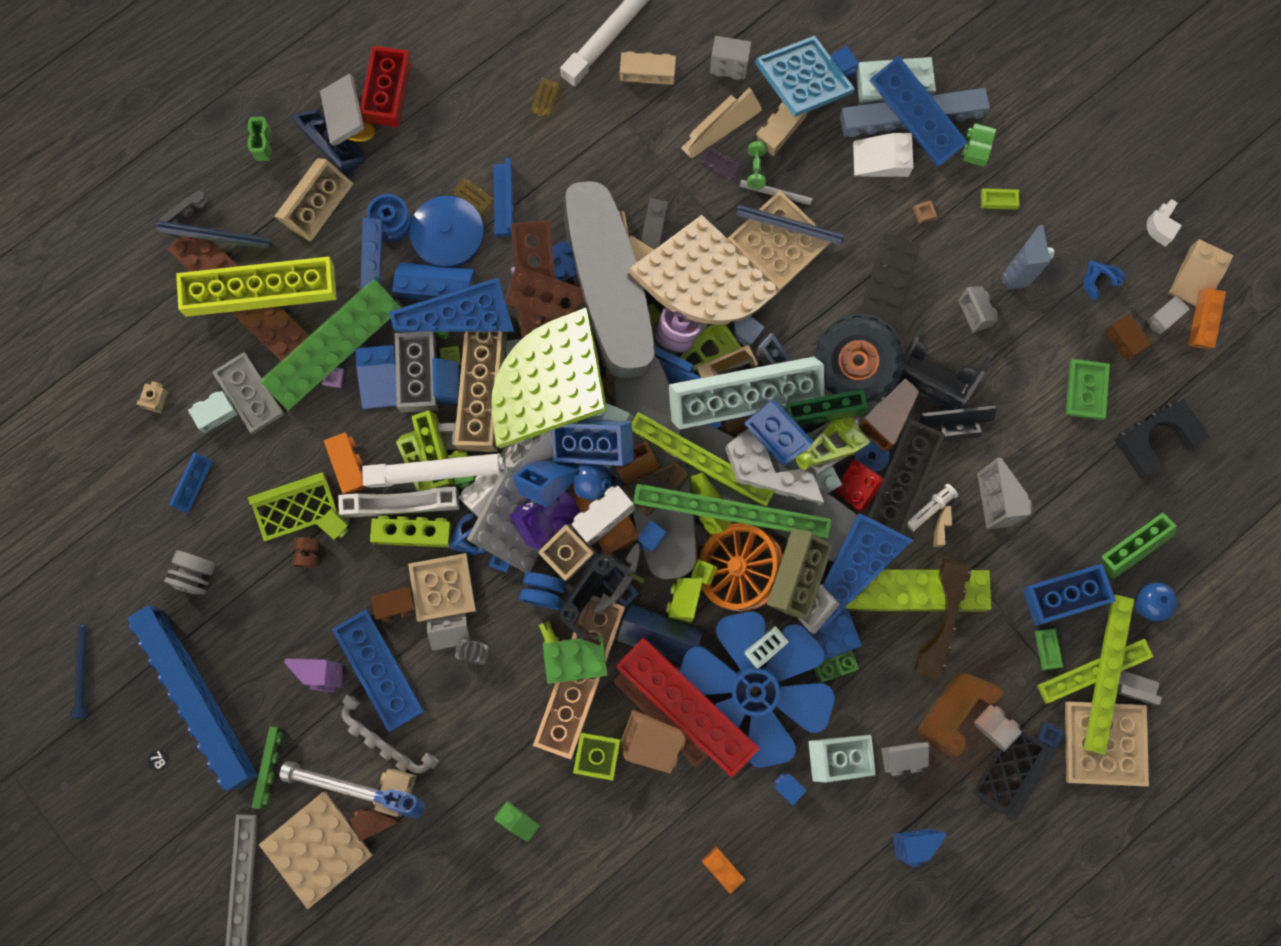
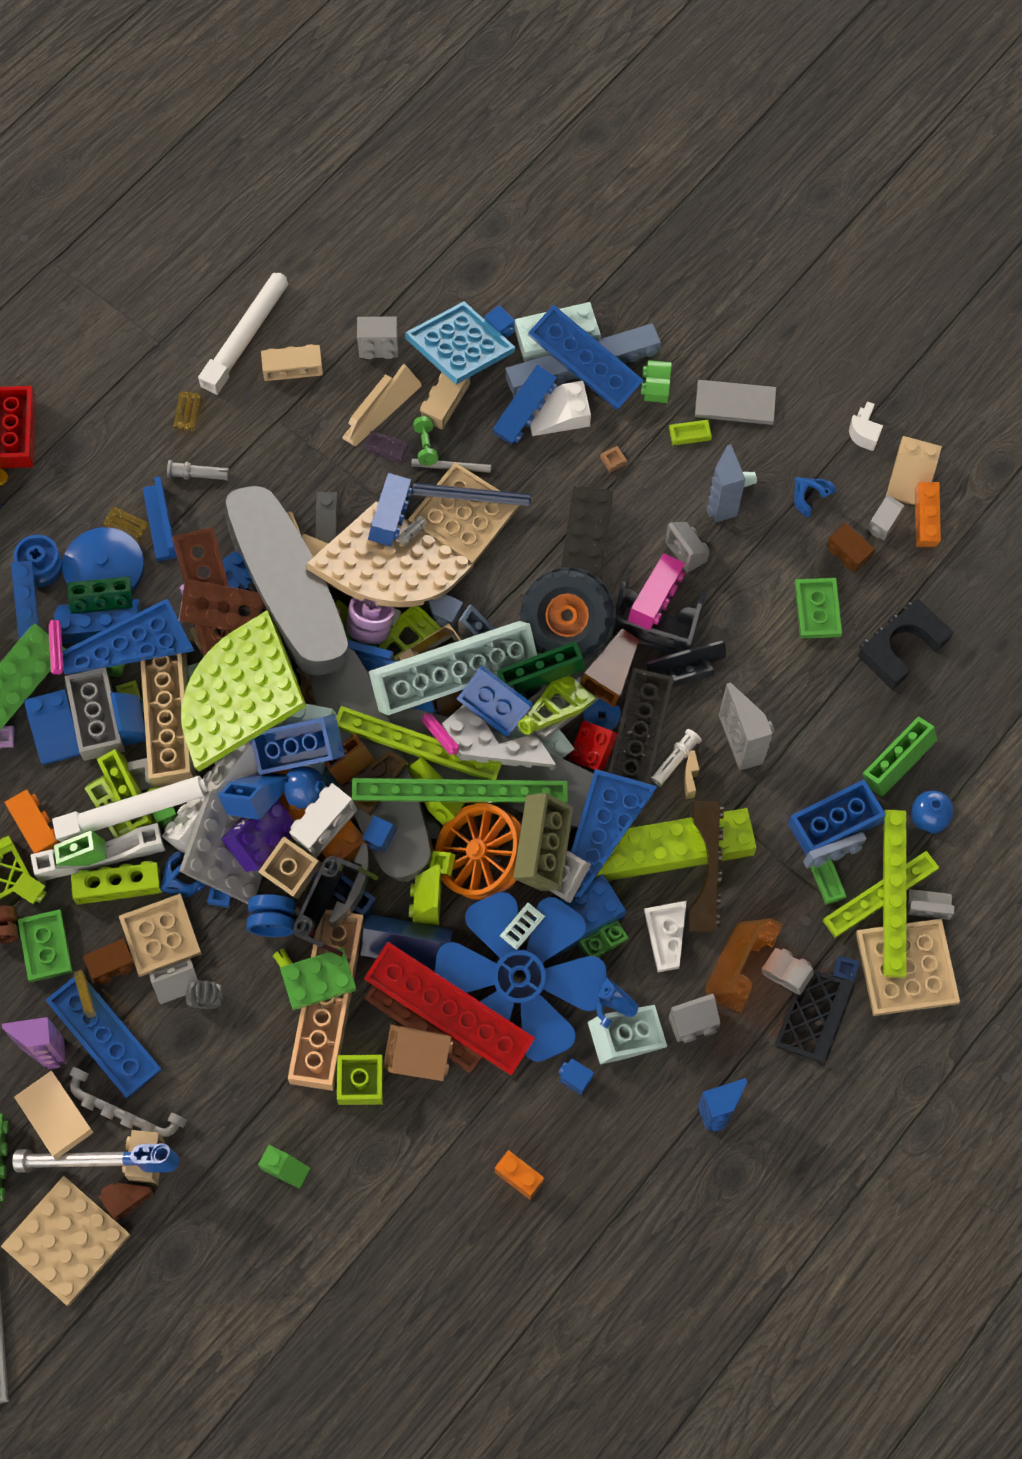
camera: 10 degrees left, 10 degrees down
(322, 737) = (53, 1115): none -> tan tile
(339, 578) = (45, 946): none -> bright green plate
(366, 632) = (84, 994): none -> clear yellow tile
(383, 499) = (81, 850): none -> bright green slope
(390, 305) = (55, 641): none -> dark pink axle
(439, 261) = (100, 594): none -> dark green brick
(536, 155) = (187, 470): none -> light grey pin
(713, 226) = (389, 510): none -> brick
(724, 454) = (440, 734): none -> dark pink axle
(730, 250) = (412, 531): none -> light grey axle
(837, 726) = (621, 1001): none -> blue helmet
(856, 144) = (524, 405): none -> blue brick
(893, 670) = (666, 931): none -> white wing
(943, 349) = (656, 592): none -> brick
(1047, 177) = (735, 402): none -> light grey tile
(1061, 625) = (834, 850): none -> sand blue plate

